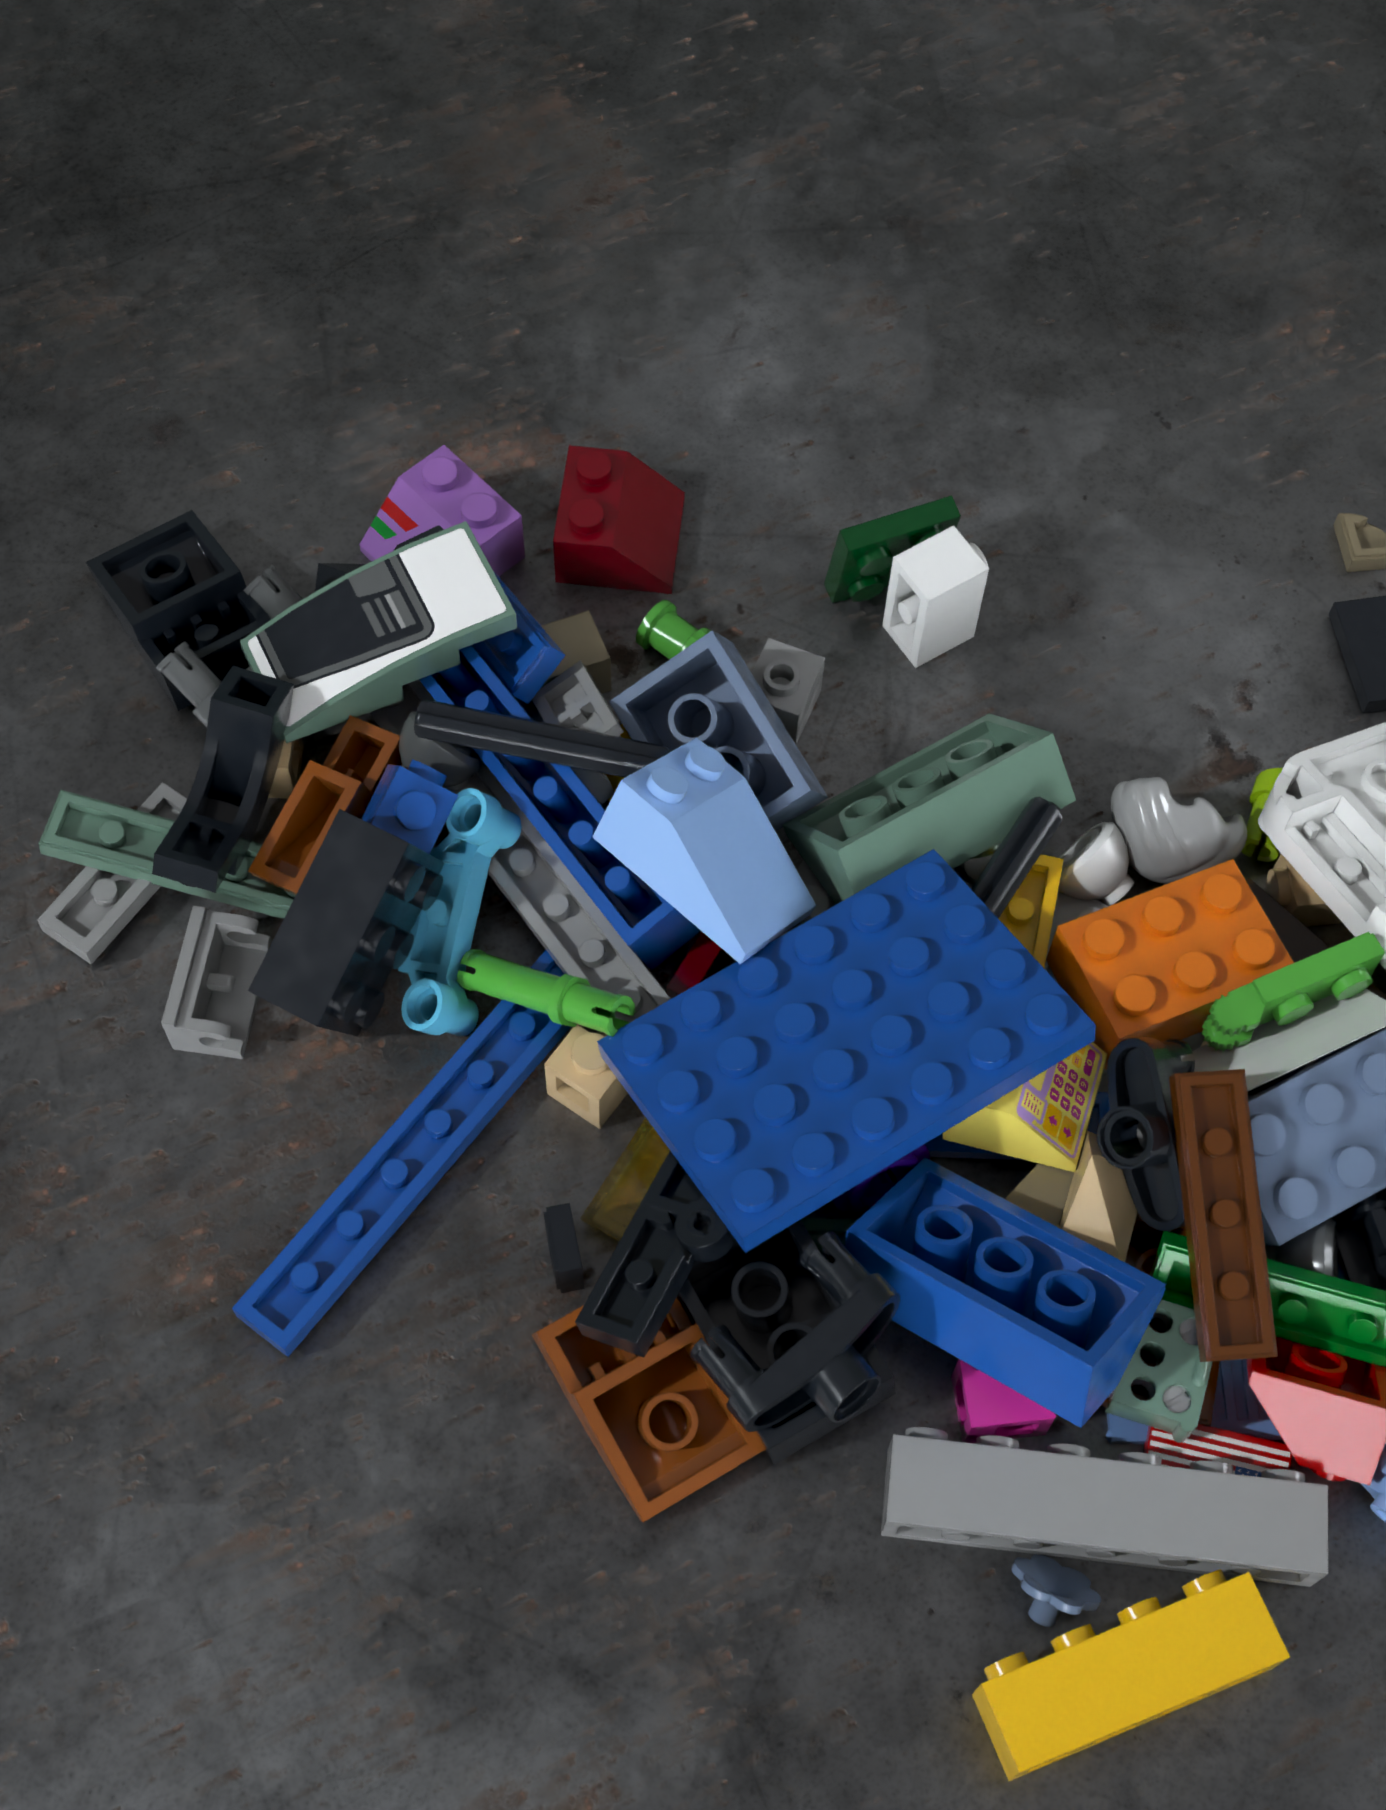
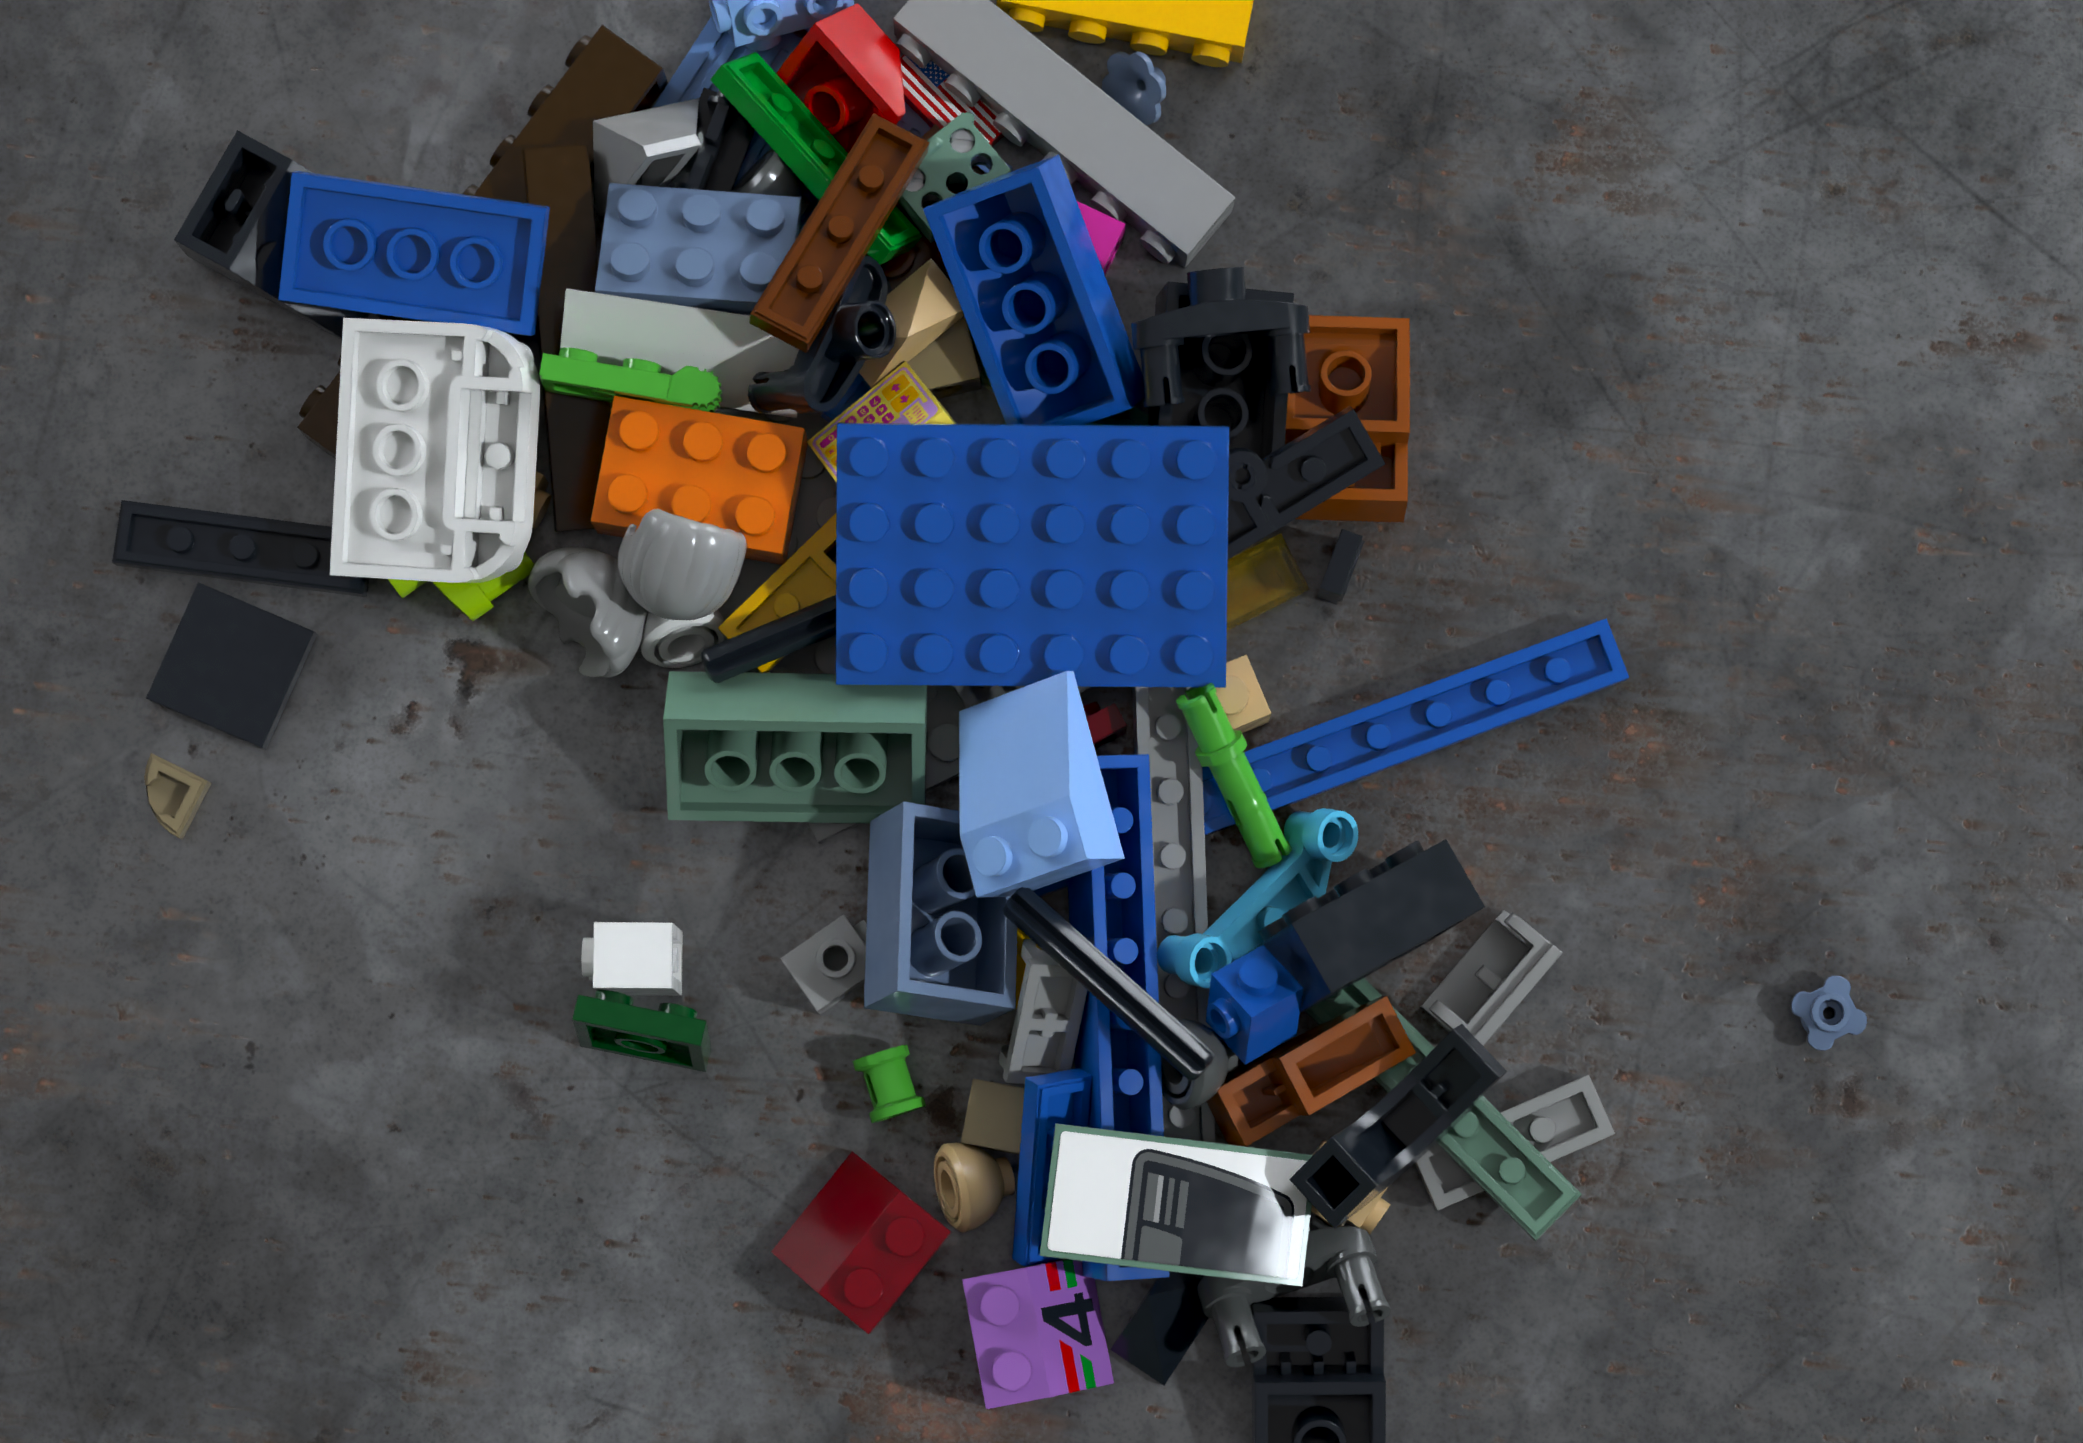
camera: 145 degrees left, 20 degrees up
(559, 595) = (970, 1184): none -> tan brick
(1129, 856) = (680, 565): none -> light grey piece

